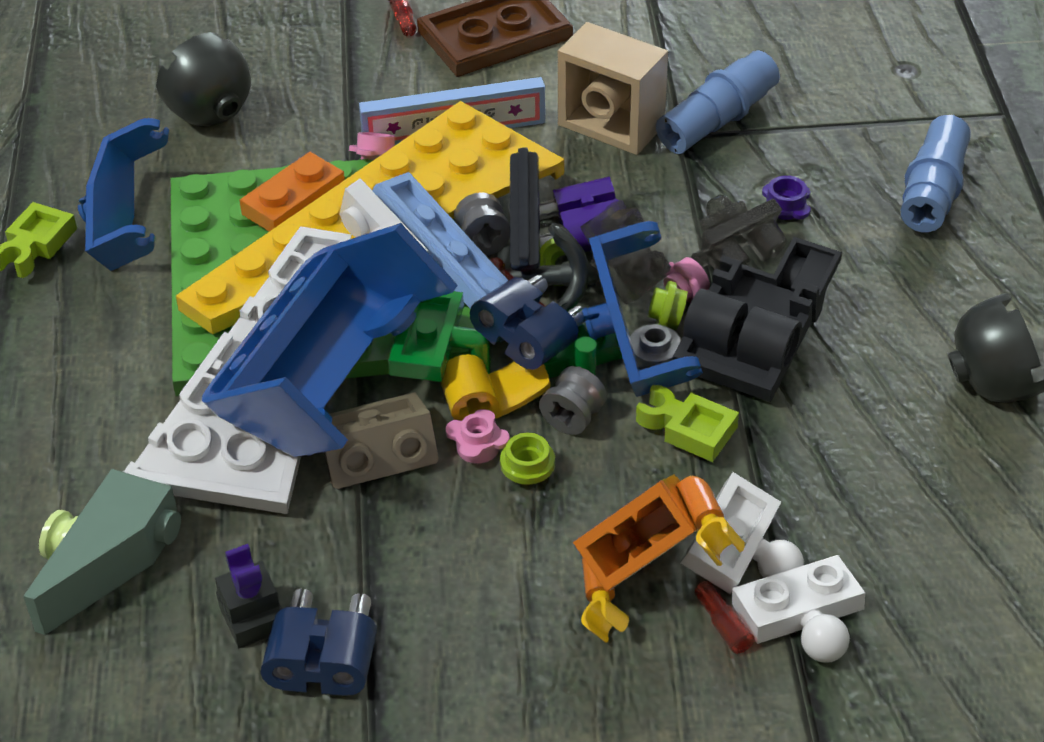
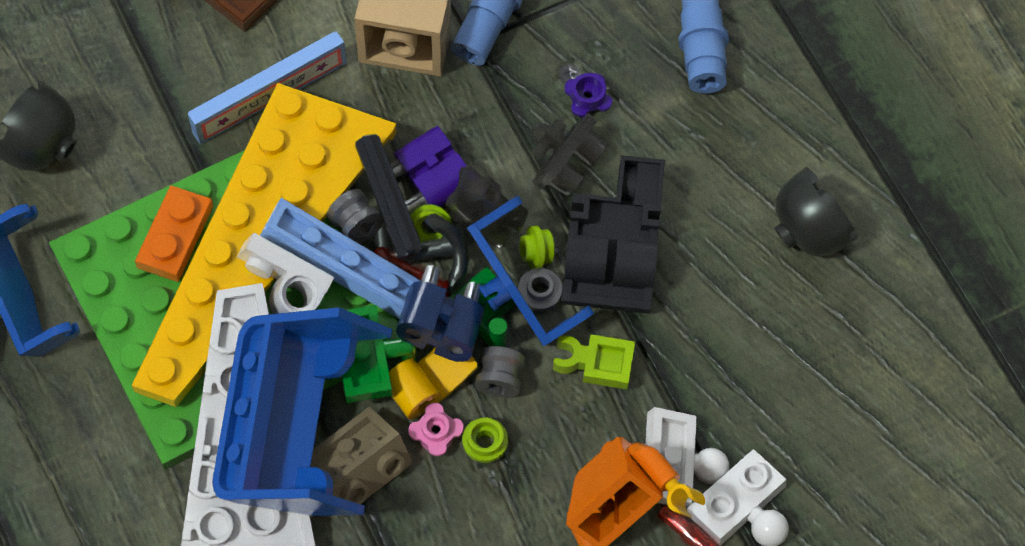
camera: 25 degrees left, 20 degrees up
(372, 144) = (215, 148): bright pink plate -> none
(688, 276) = (541, 212): bright pink plate -> none

